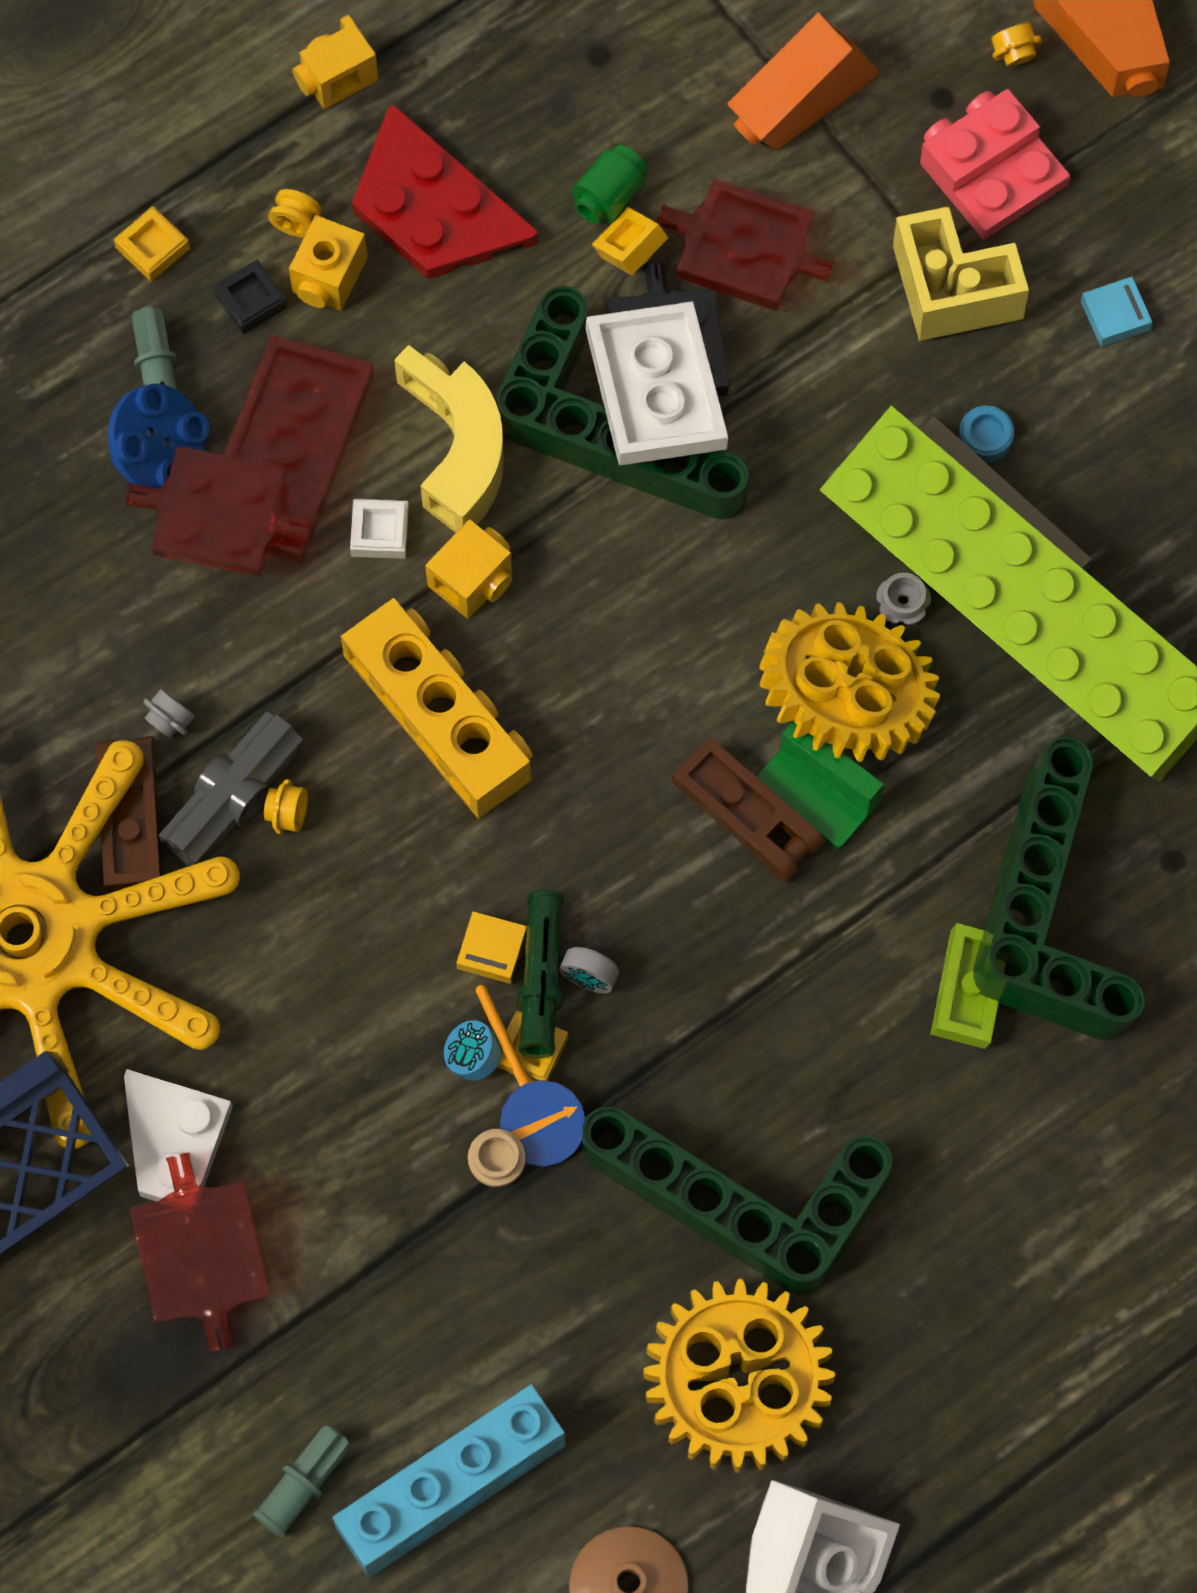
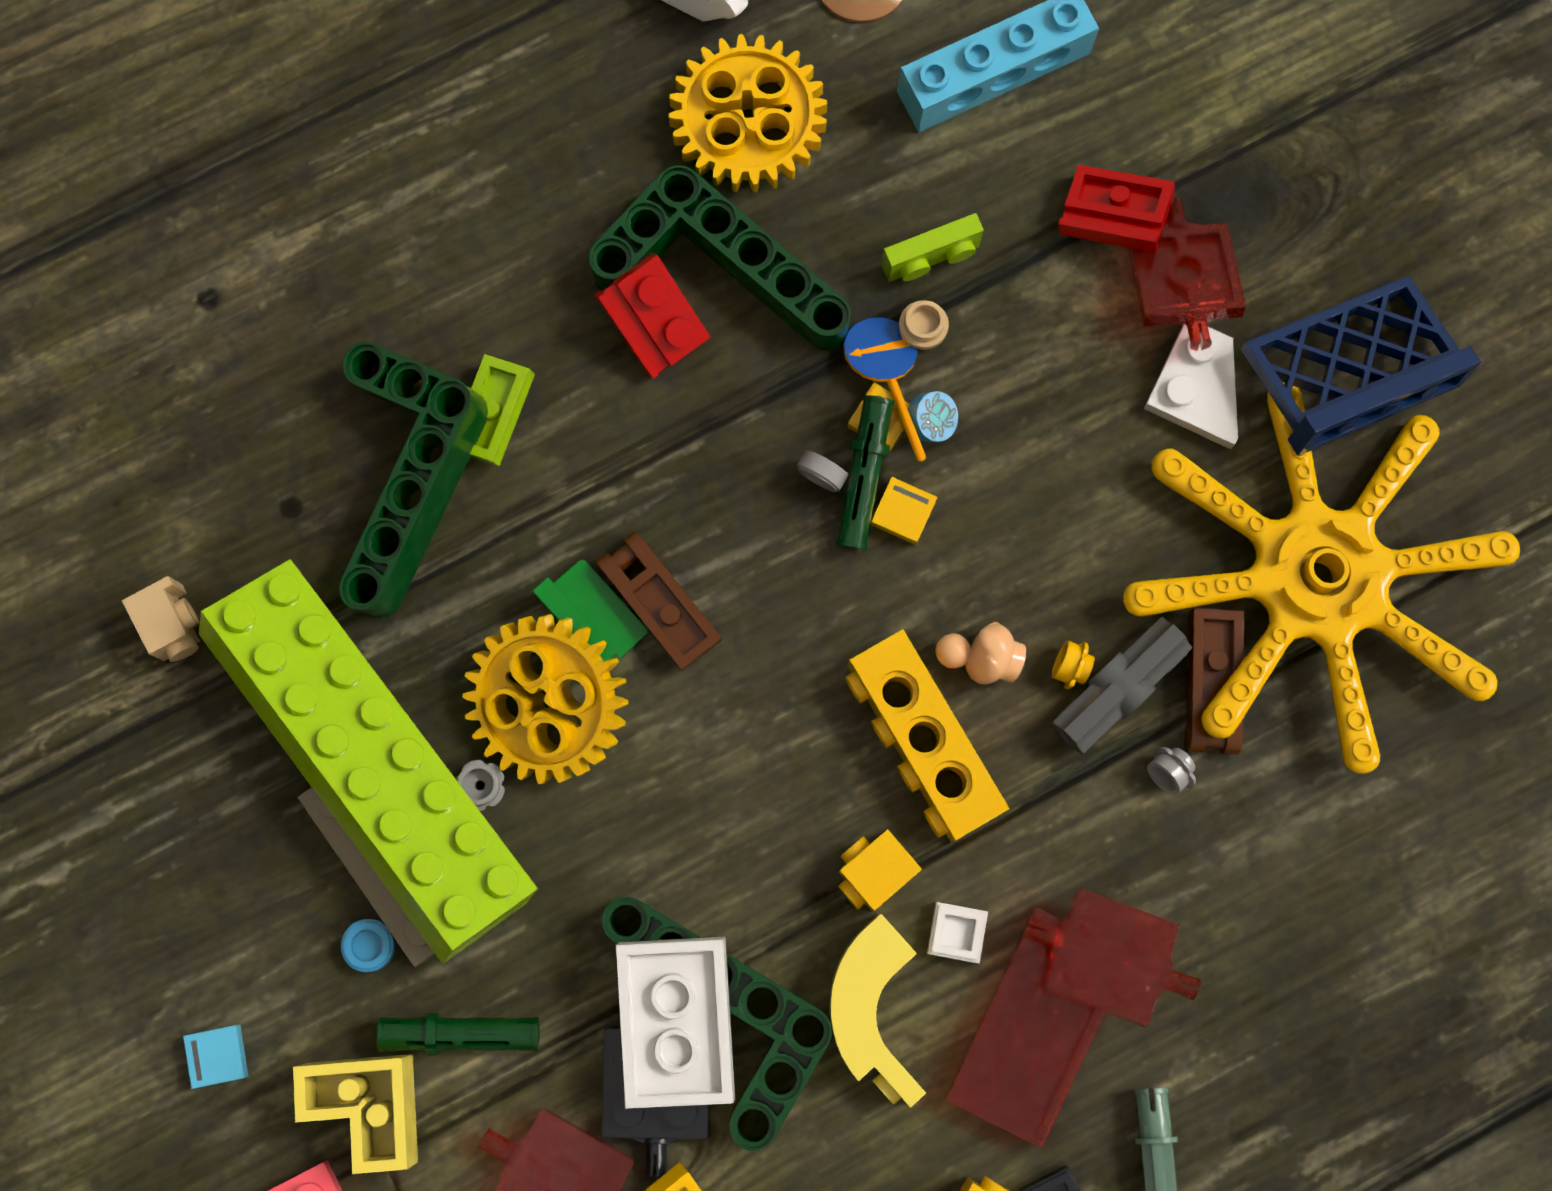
camera: 175 degrees left, 10 degrees up
(168, 418) = (1153, 1070): blue plate -> none
(287, 1317) = (1117, 208): none -> red plate
(302, 1481) = (1116, 84): sand green axle -> none
(378, 799) = (990, 657): none -> light nougat animal
(478, 1252) = (949, 242): none -> lime plate
(808, 1111) = (652, 315): none -> red plate
(877, 361) = (447, 1034): none -> dark green pin

